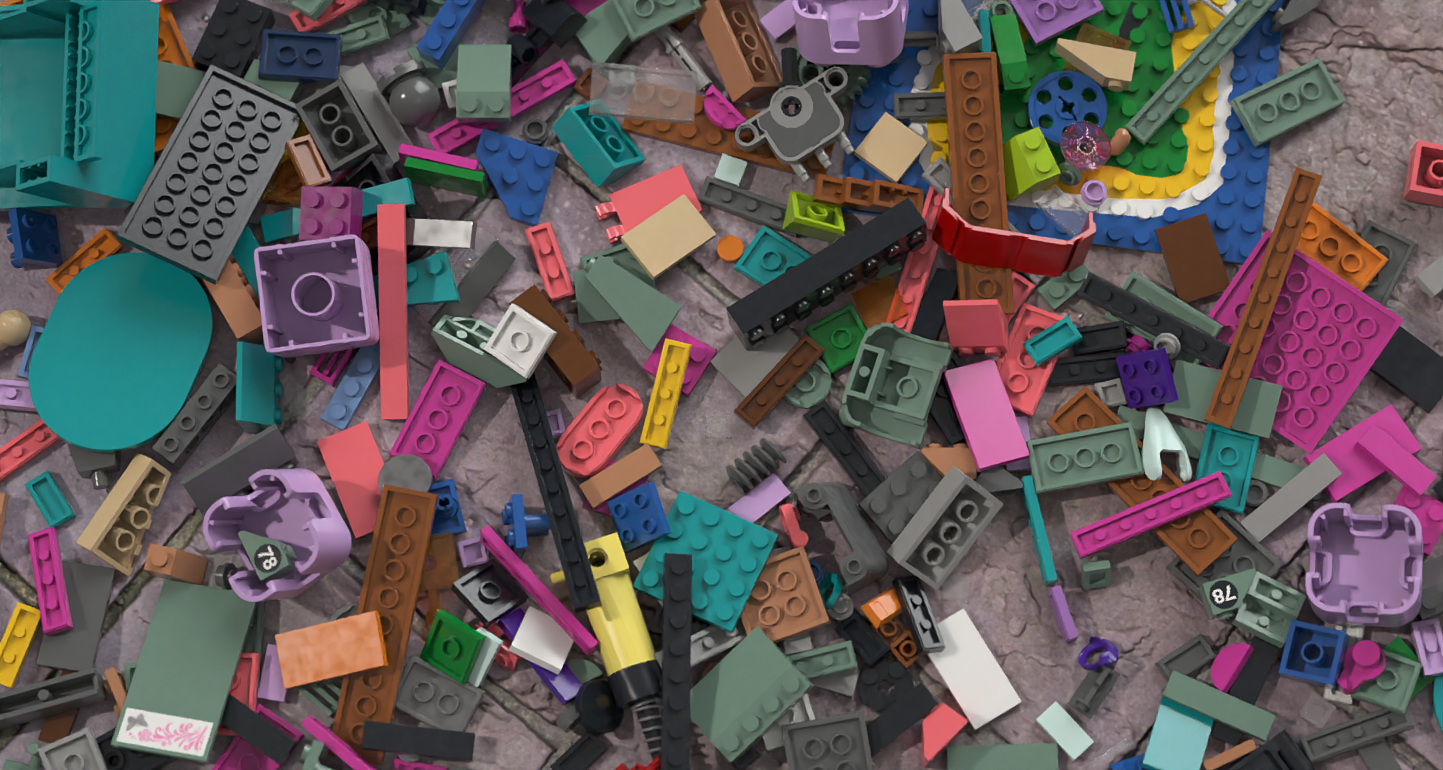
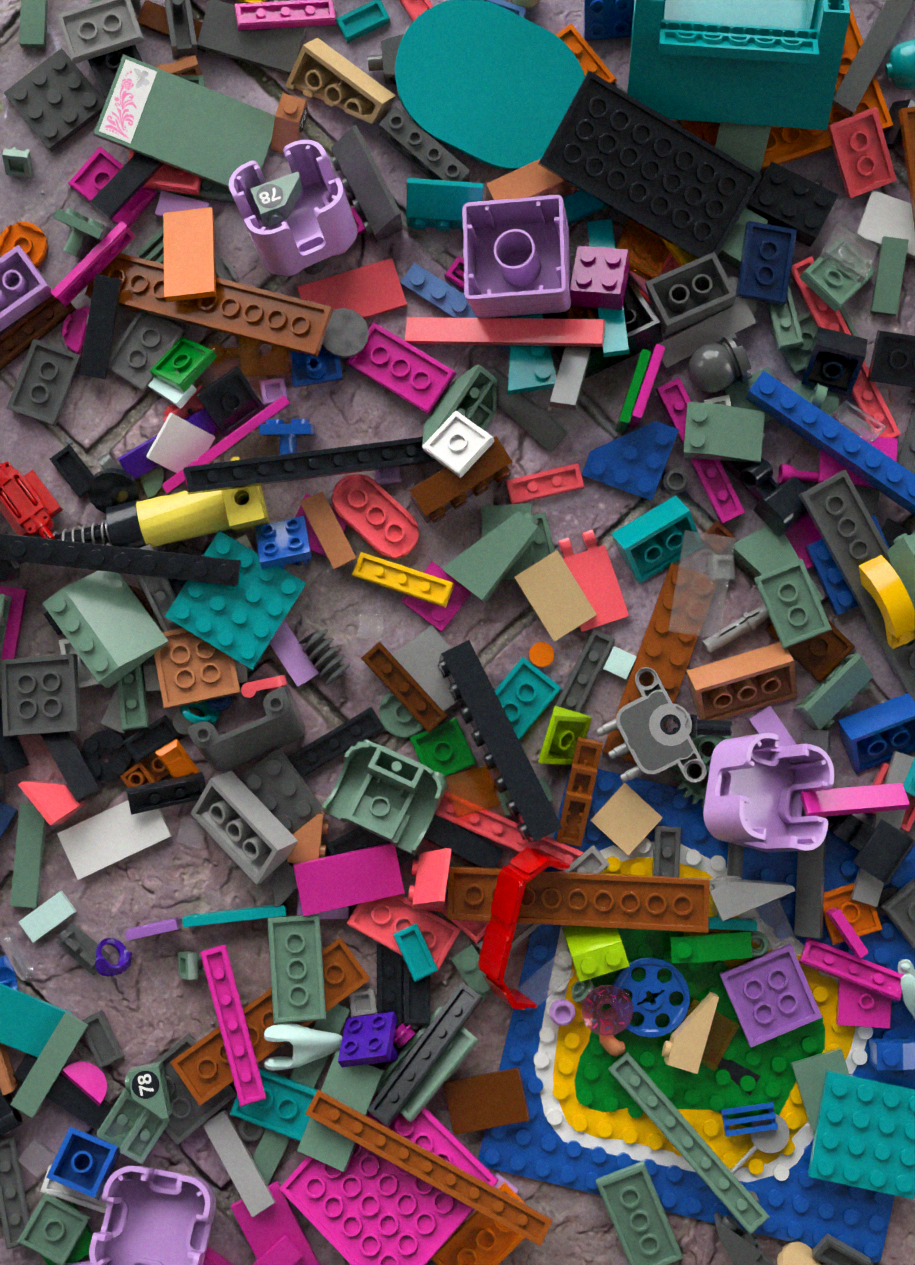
camera: 95 degrees right, 10 degrees up
(223, 574) = (273, 169): dark grey plate -> none
(308, 161) = (656, 261): tile -> none
(721, 111) = (676, 658): dark pink tile -> none
(1170, 343) = (397, 1063): light grey plate -> none
(1361, 666) = (67, 1207): dark pink piece -> none

